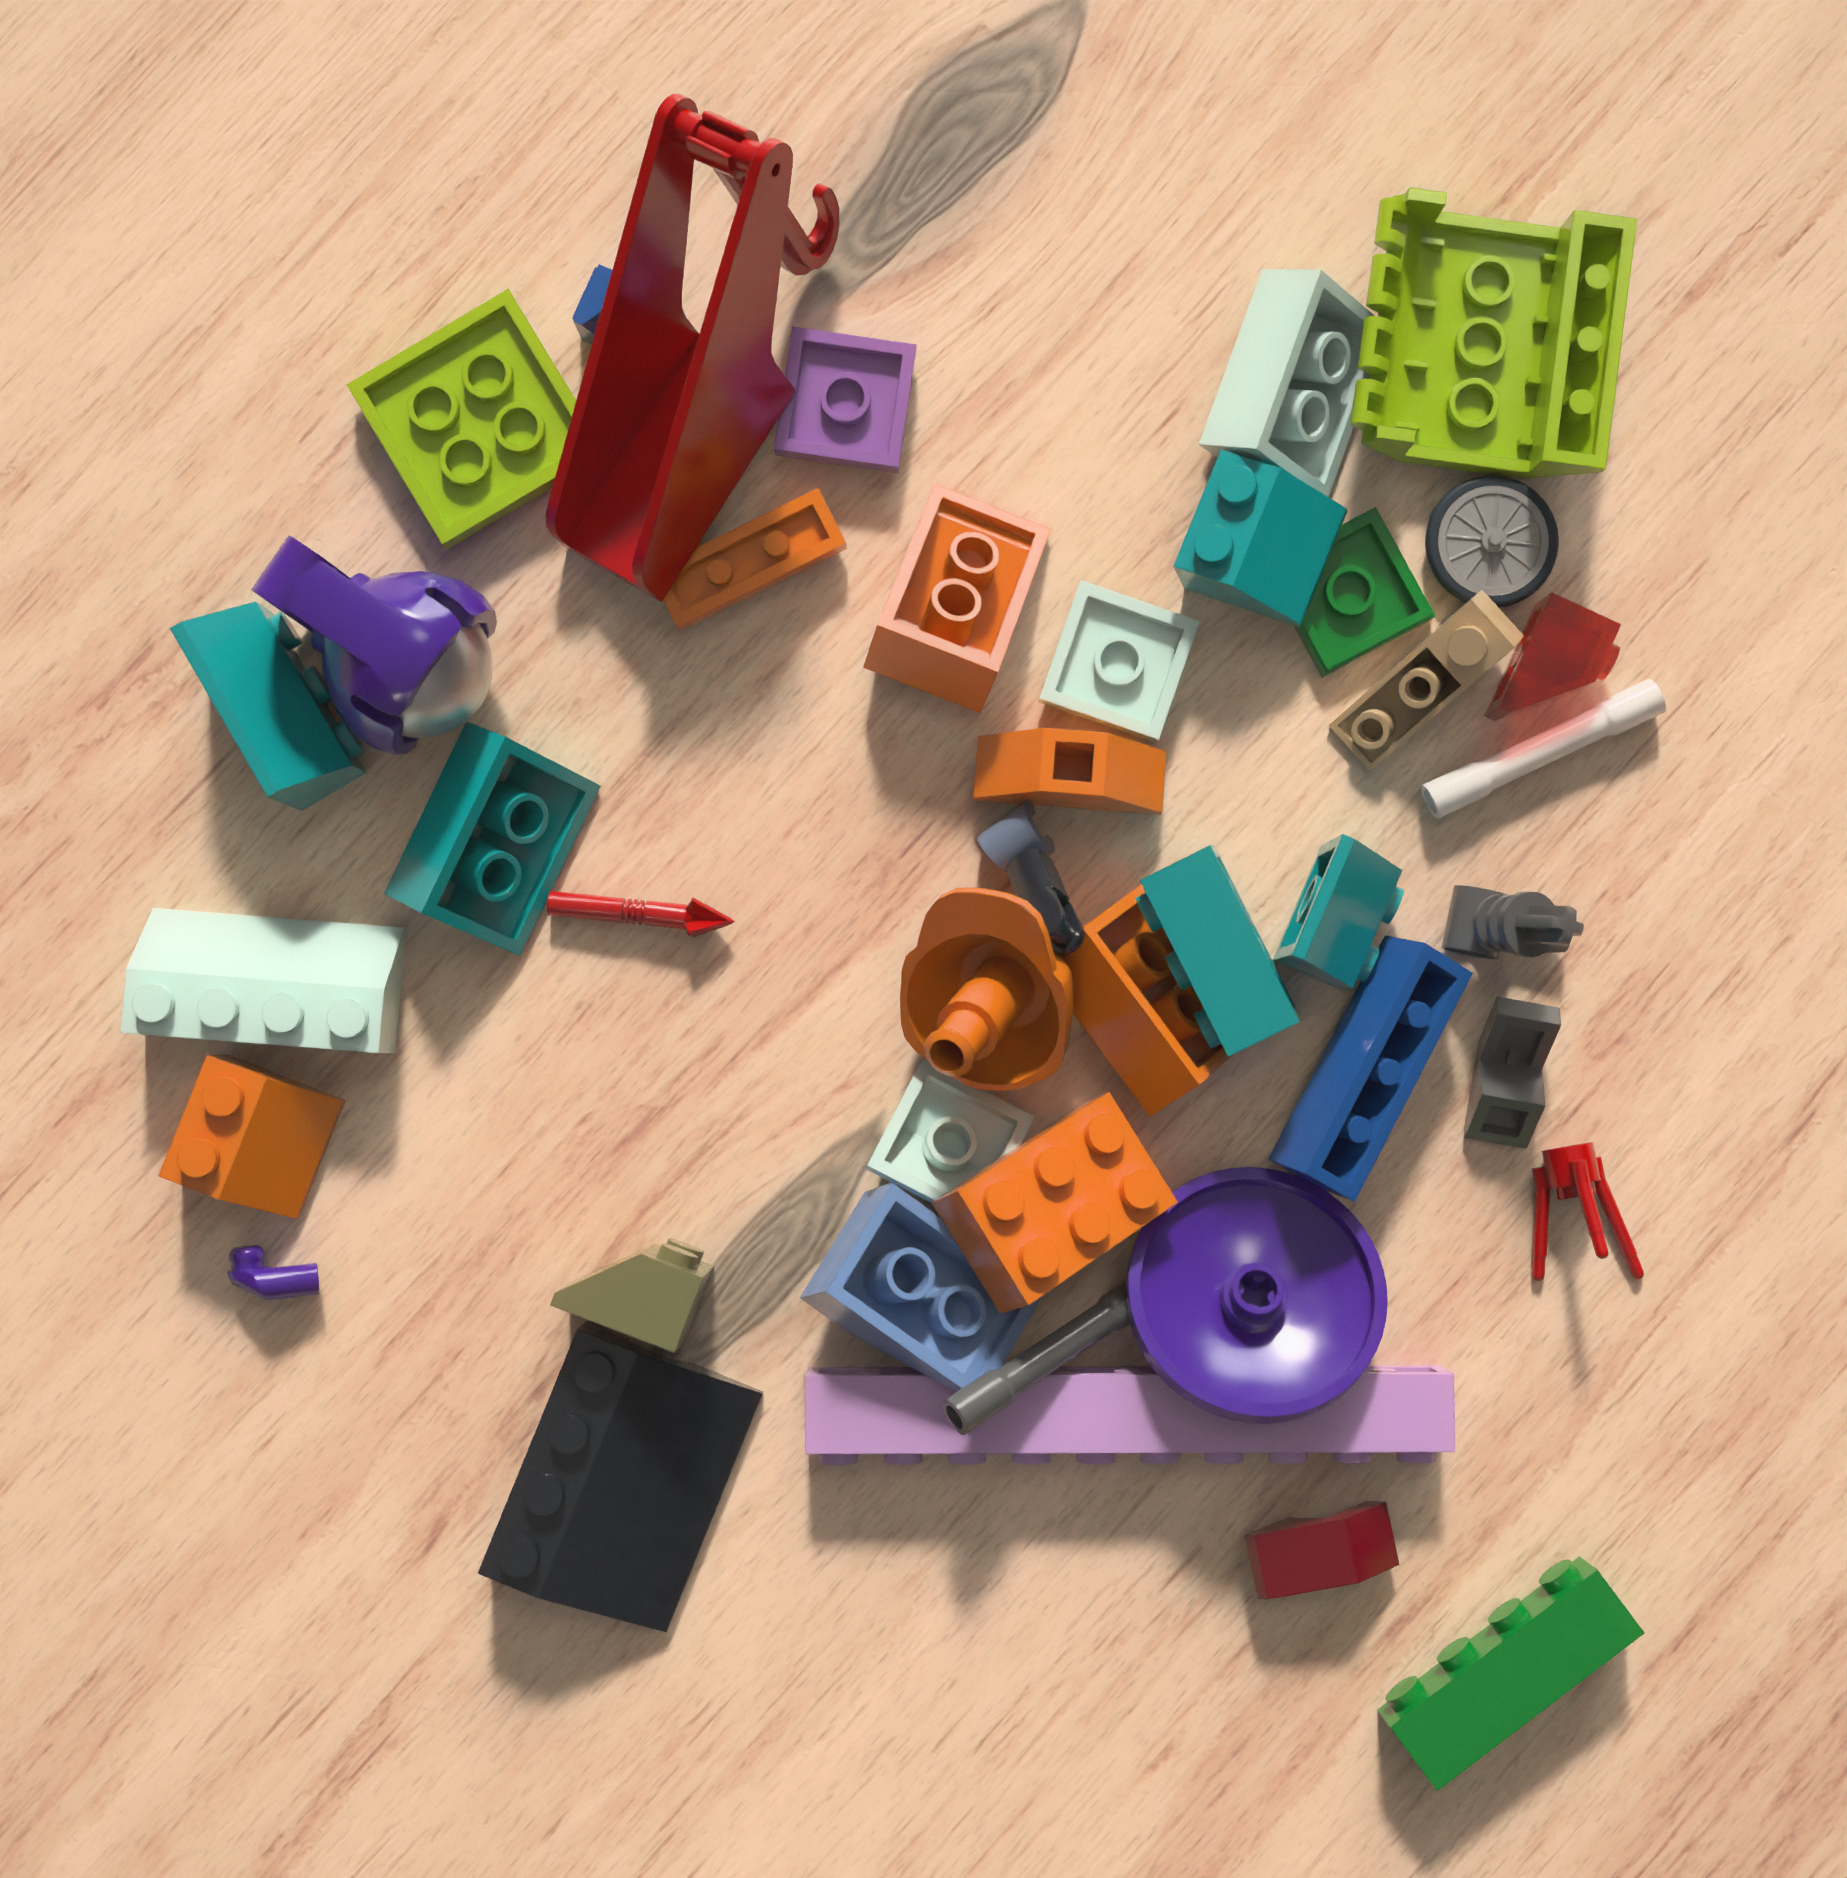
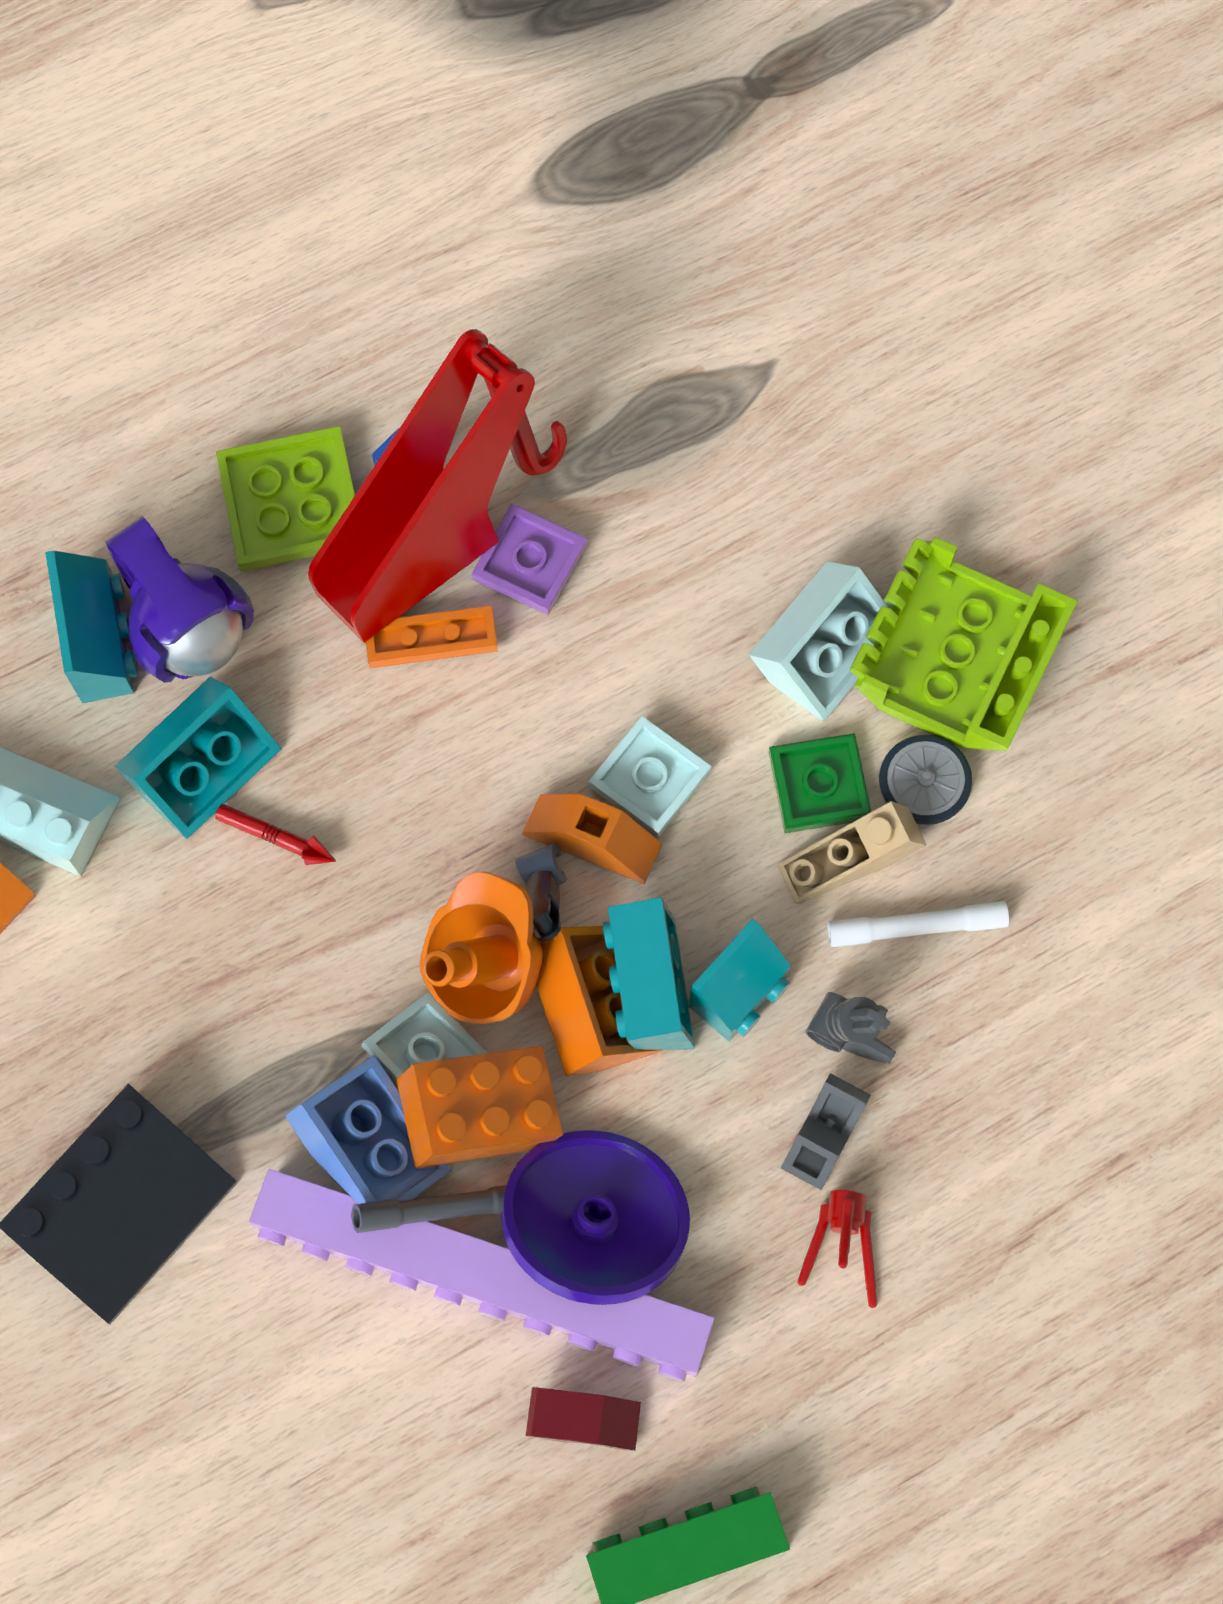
camera: 20 degrees right, 15 degrees down
(644, 1294) = (183, 1073): olive slope -> none
(956, 598) = (555, 703): orange slope -> none
(1259, 539) = (767, 725): teal slope -> none
(1370, 1066) = (727, 1090): blue brick -> none
(1559, 655) = (942, 866): clear red slope -> none

